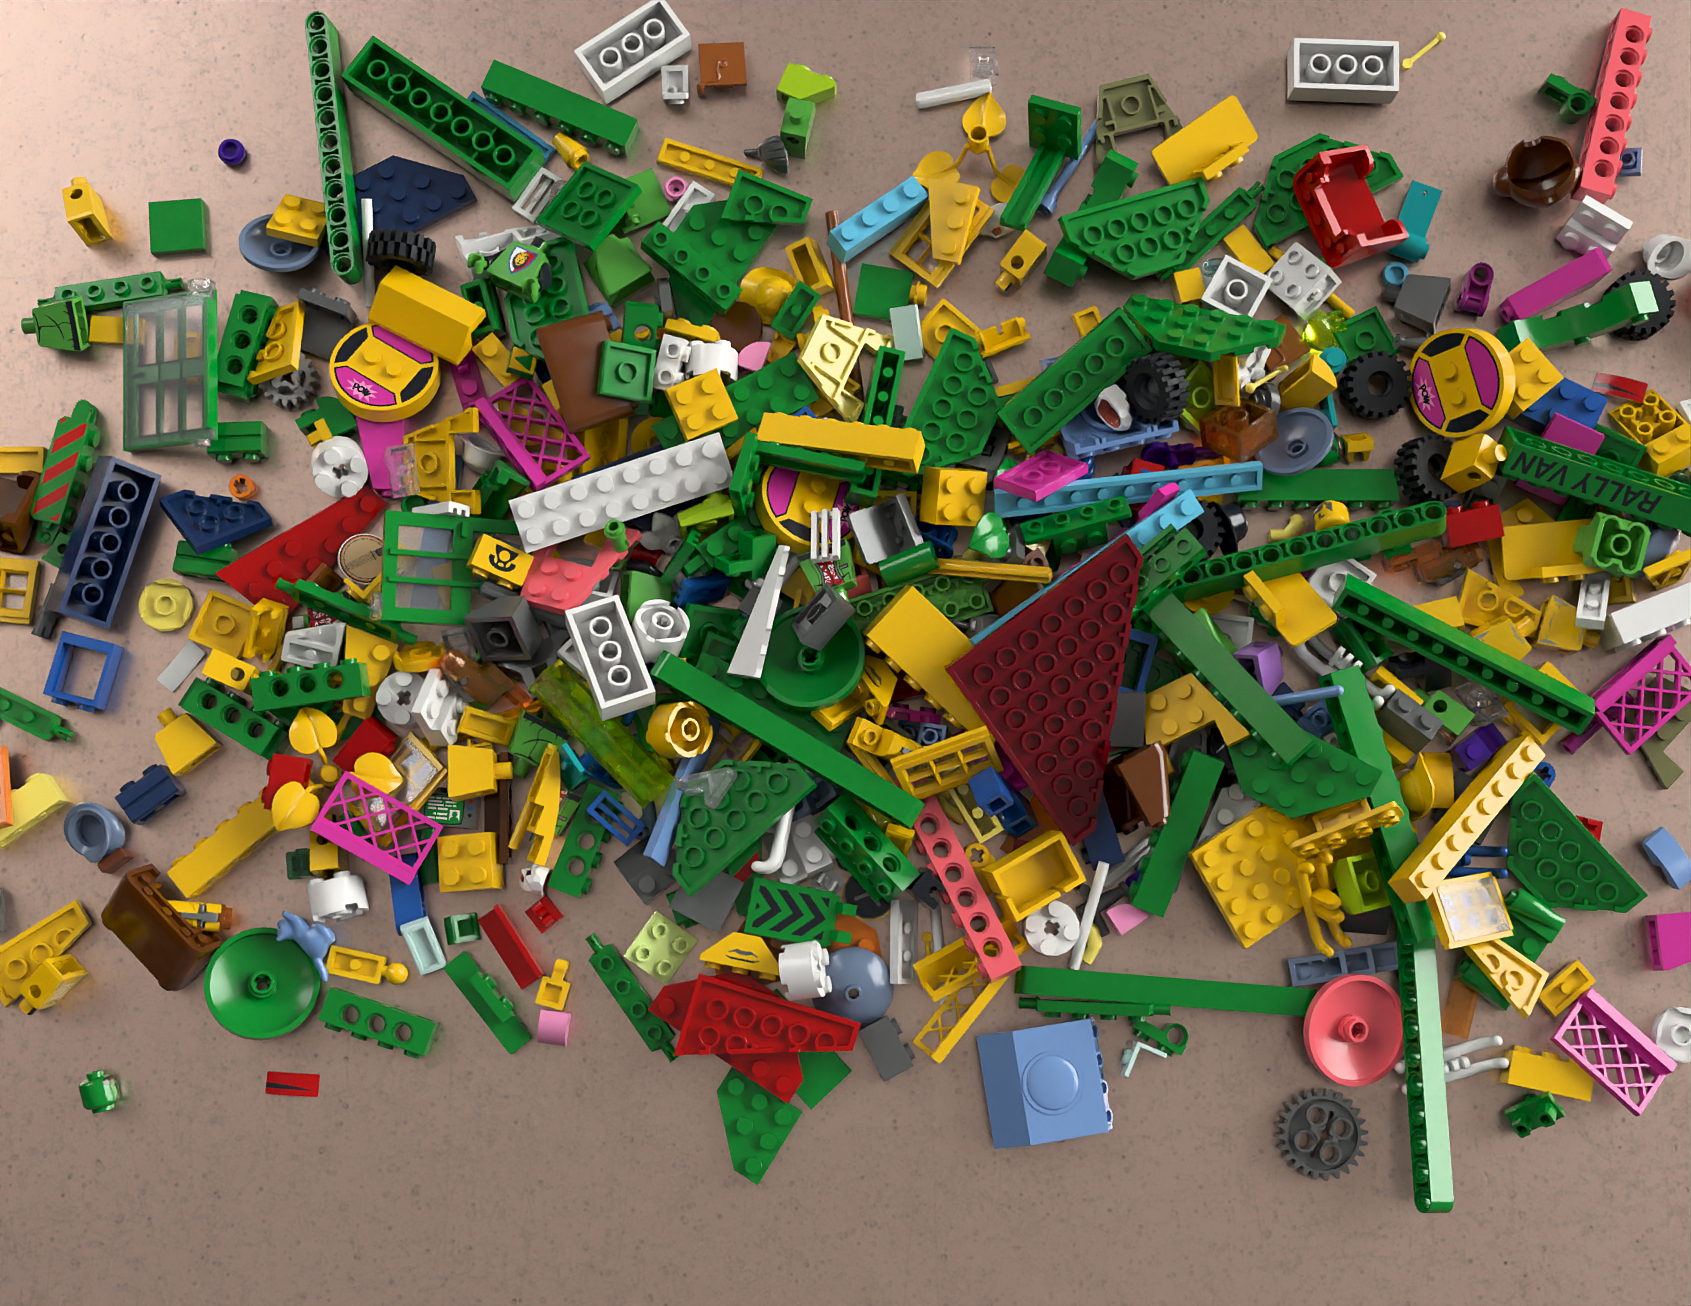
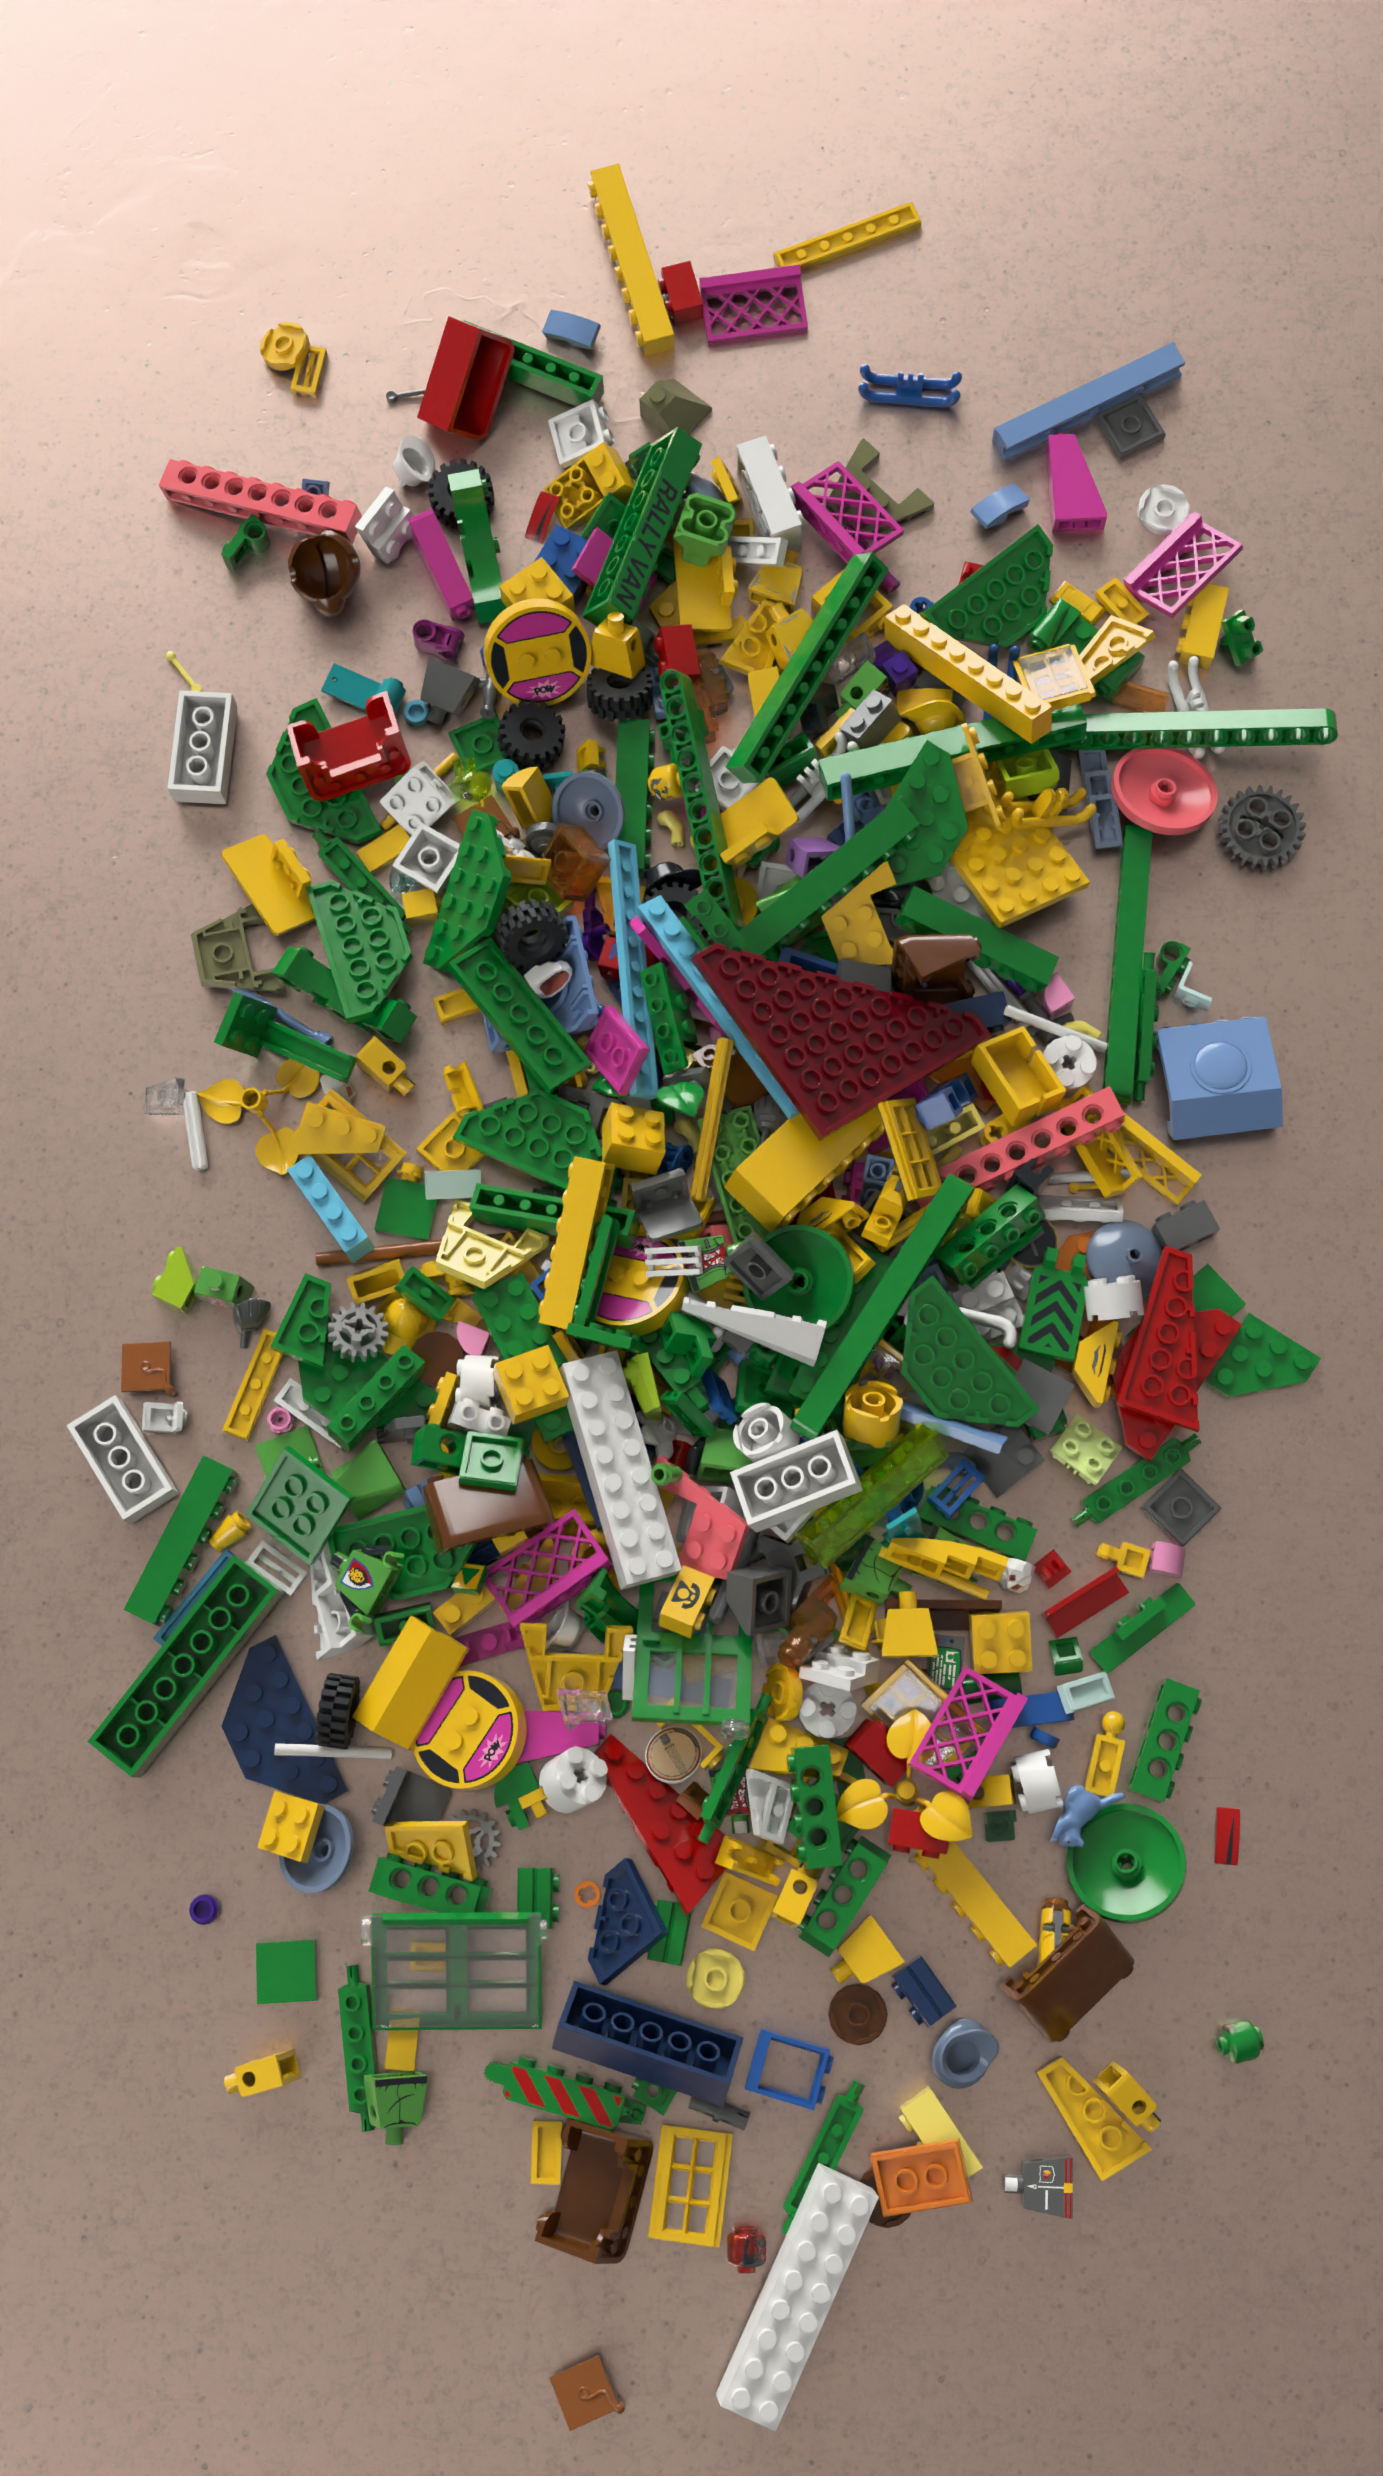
camera: 80 degrees left, 5 degrees down
(115, 860) = (994, 2028): copper tile -> none
(132, 735) = (857, 2014): none -> reddish brown tile
(181, 666) = (782, 1961): white sticker -> none
(339, 156) = (196, 1790): green beam -> none
(381, 907) = (1044, 1738): none -> blue tile
(605, 1042) = (1181, 1508): none -> dark grey tile
(712, 783) = (929, 1377): clear slope -> none
(768, 252) = (353, 1319): none -> light grey gear
(909, 564) = (702, 1182): green brick -> none
(1250, 387) = (531, 848): light yellow hinge -> none
(1561, 949) = (1090, 610): none -> yellow tile

